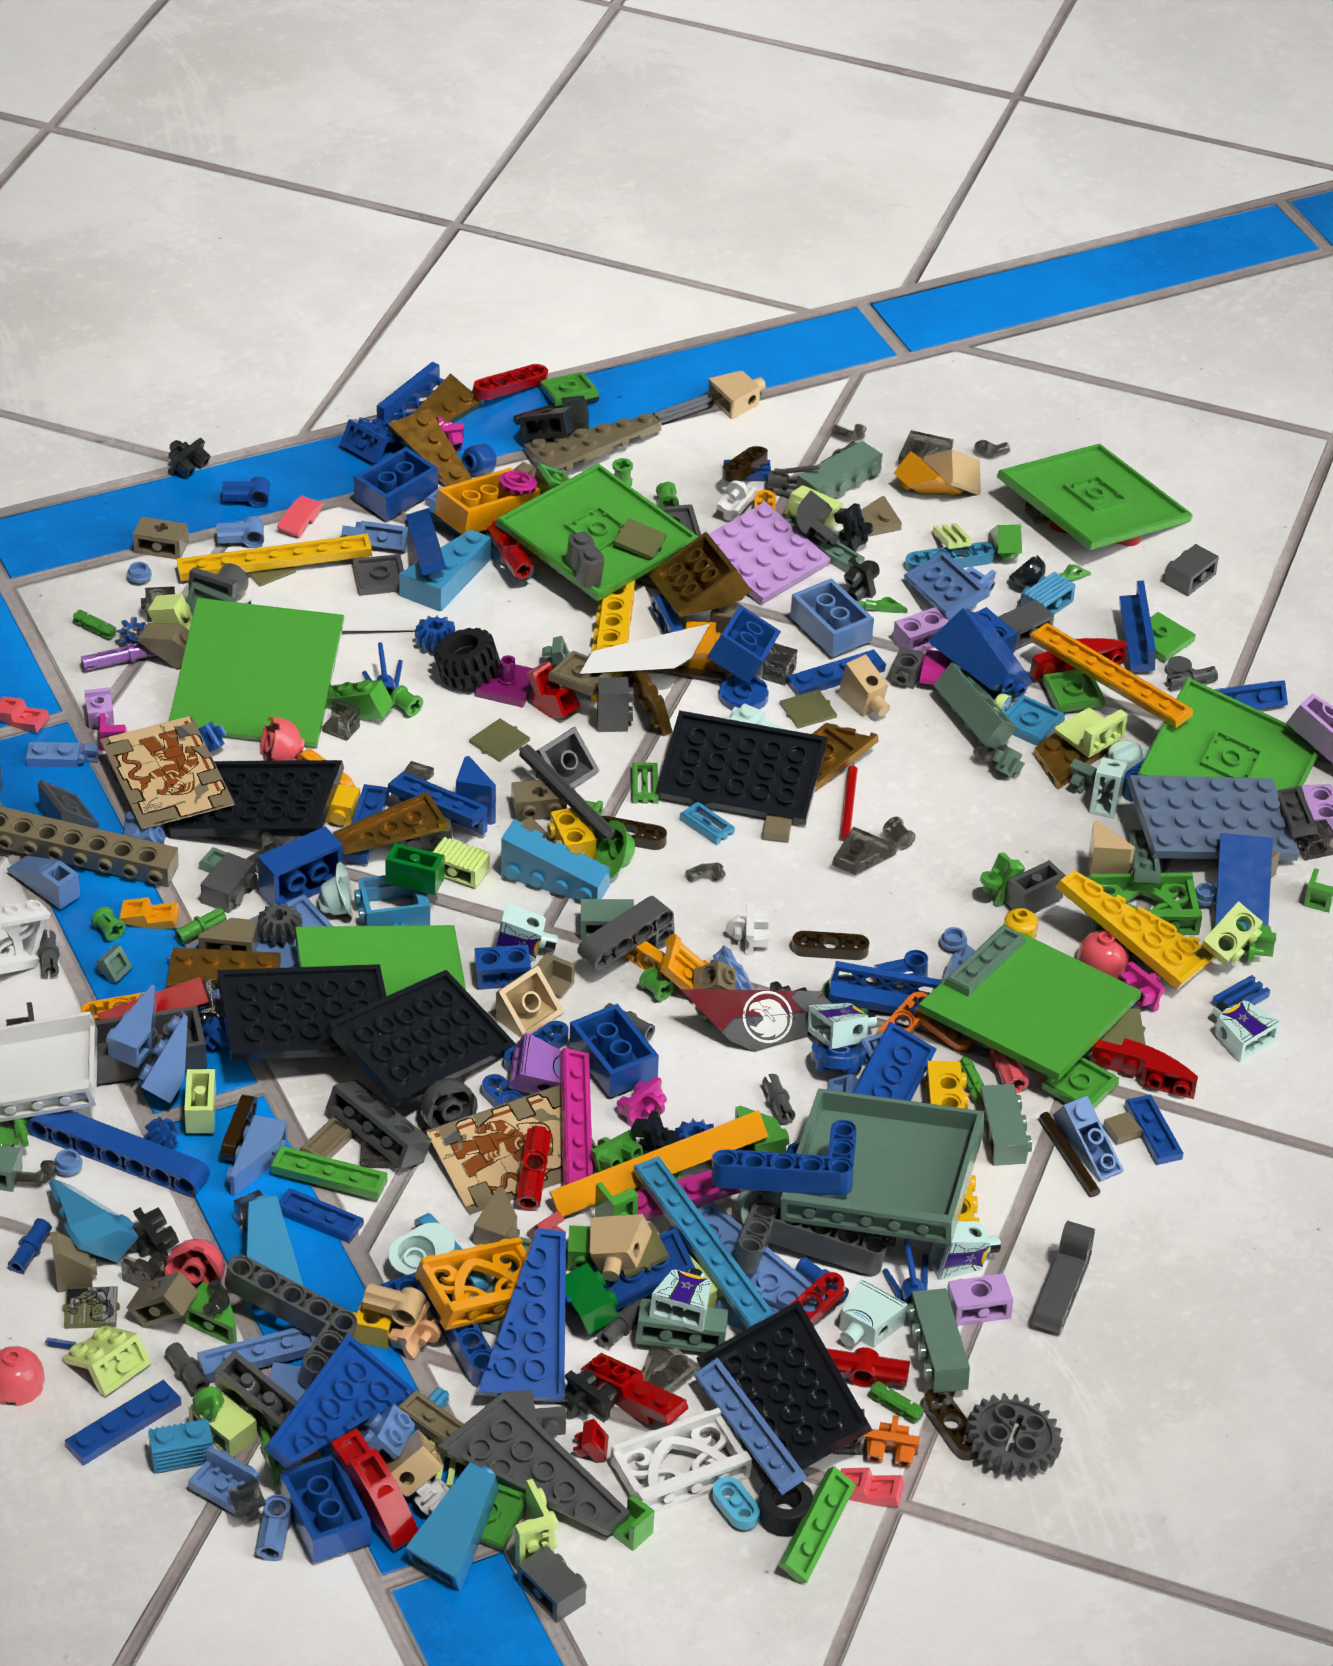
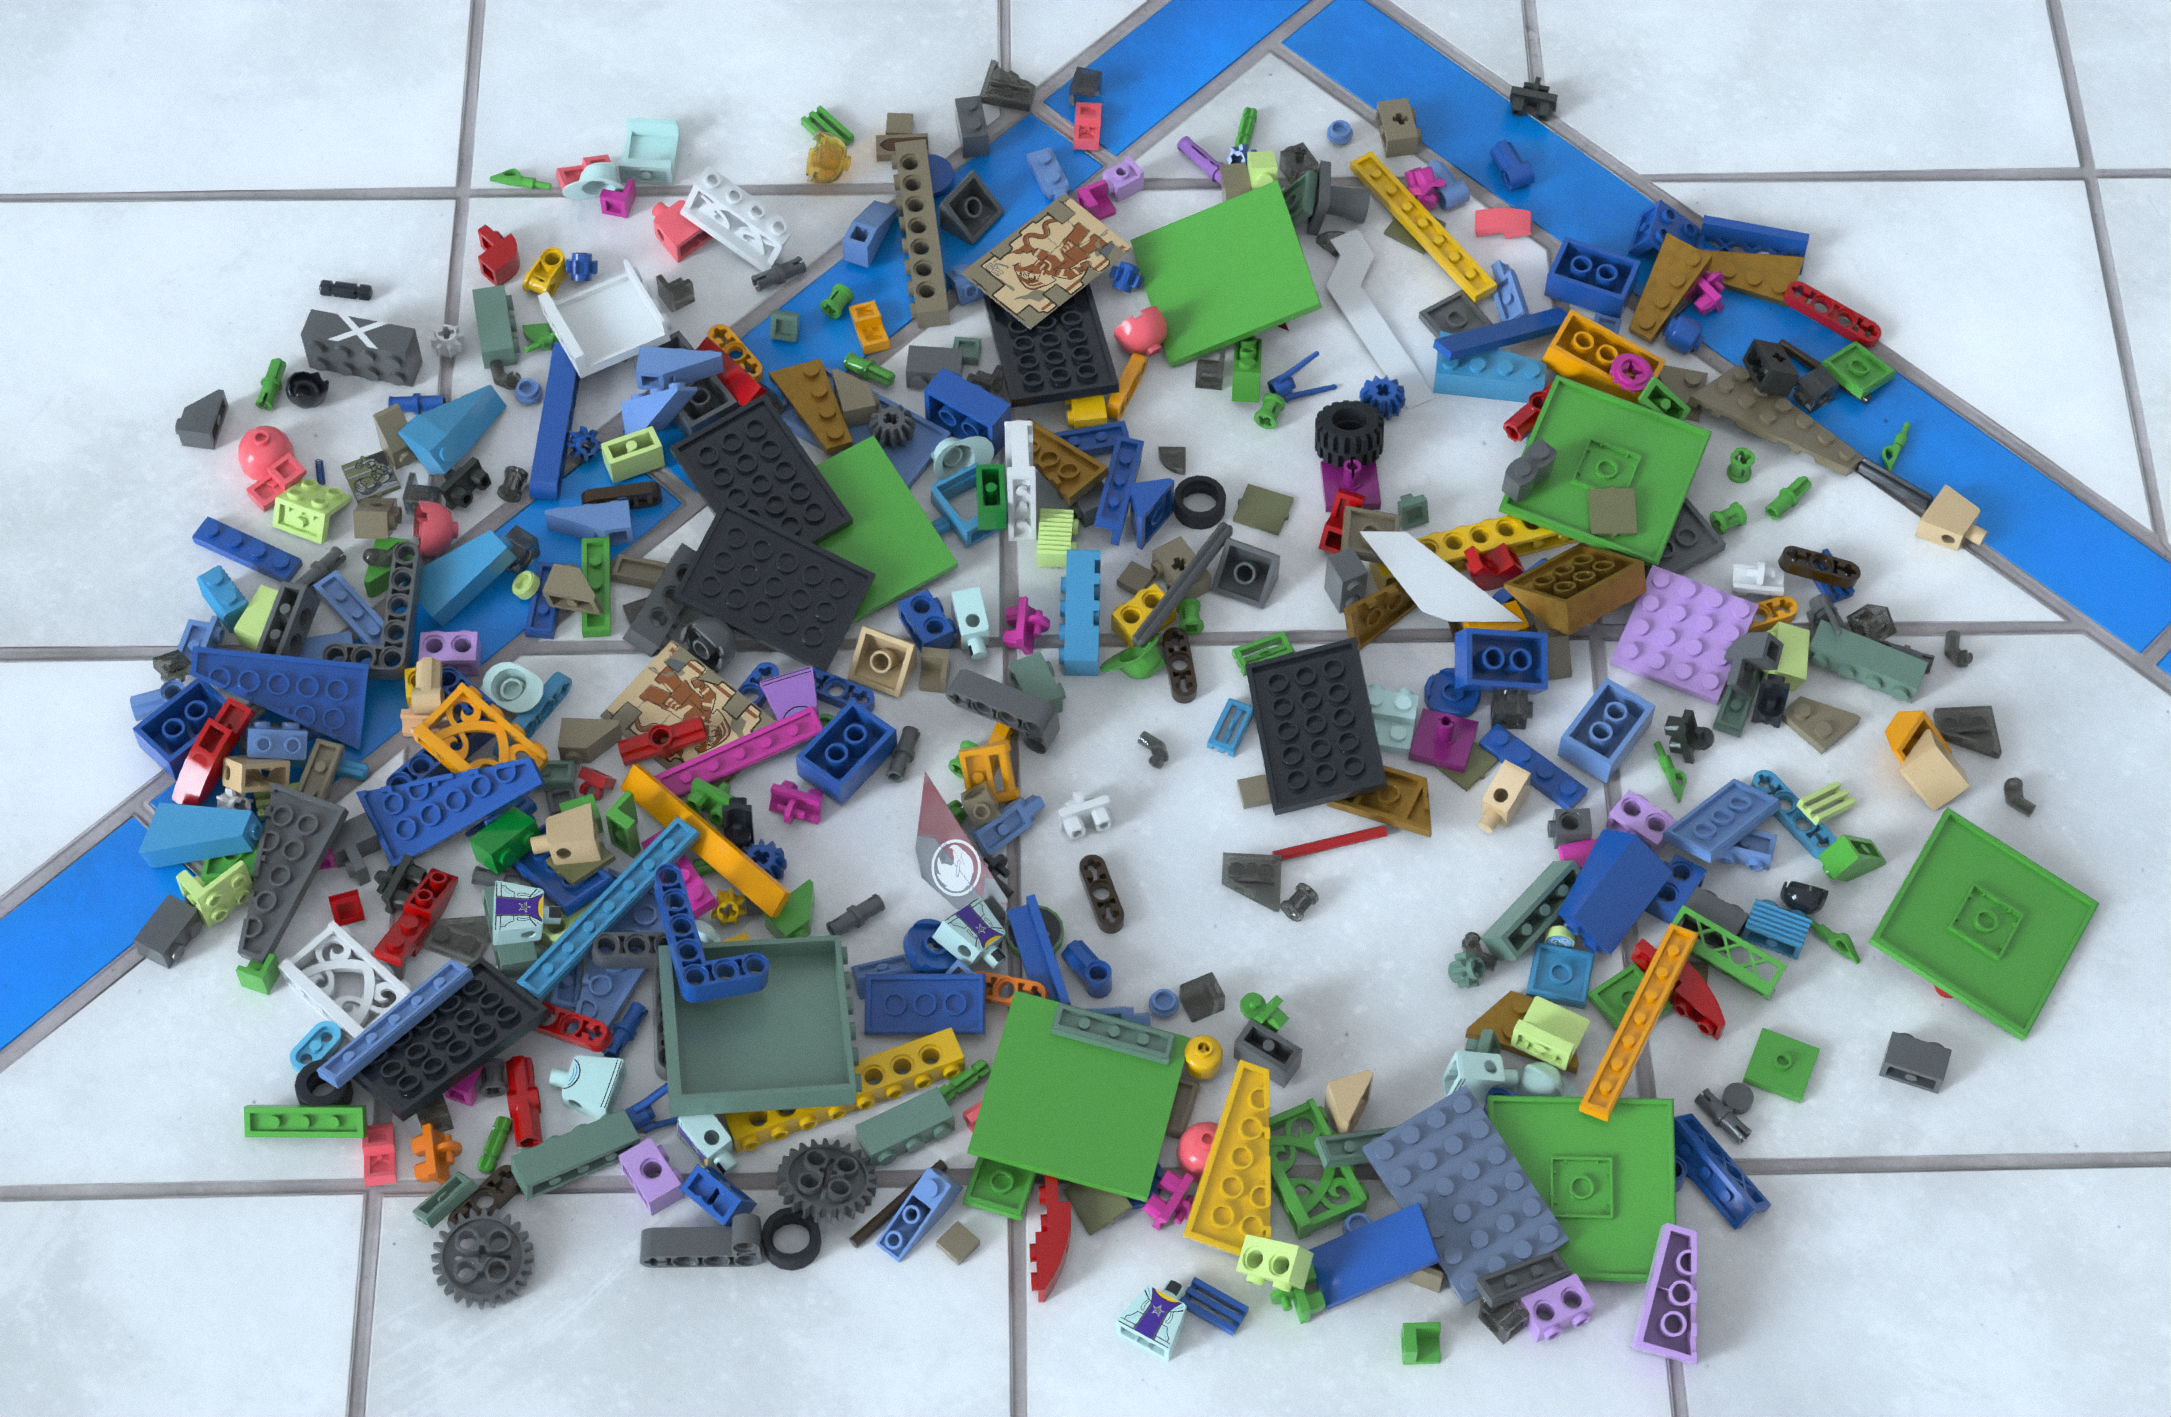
camera: 70 degrees right, 15 degrees up
(58, 1375) = (280, 477): none -> coral slope
(173, 1199) = (513, 483): none -> clear smoke bush
(208, 1402) = (259, 594): bright green tile -> none
(241, 538) = (1422, 184): none -> dark pink hips
(298, 1221) = (525, 585): none -> yellowish green tile
(336, 1178) = (569, 590): none -> dark tan slope
(348, 1285) = (450, 650): none -> lavender brick
(428, 820) = (1020, 480): none -> white fence
(481, 756) = (1202, 485): none -> black tyre
(543, 904) = (1028, 623): none -> dark pink hips
(642, 623) = (1494, 568): none -> red brick
(653, 401) = (1895, 449): none -> bright green hand
(665, 463) = (1788, 497): none -> bright green axle
(789, 708) = (1443, 740): none -> magenta tile
(808, 454) = (1872, 622): none -> clear smoke brick
(952, 1465) = (445, 1199): none -> sand green tile
(961, 912) = (1202, 997): none -> clear smoke panel
(1024, 1254) = (716, 1194): none -> blue brick
(1036, 1184) = (848, 1188): none -> dark grey gear
(1073, 628) = (1726, 965): none -> bright green fence
(1078, 1211) = (795, 1260): none -> black tyre
(1138, 630) = (1763, 1035): blue fence -> none
(1155, 1130) = (970, 1274): blue tile -> none

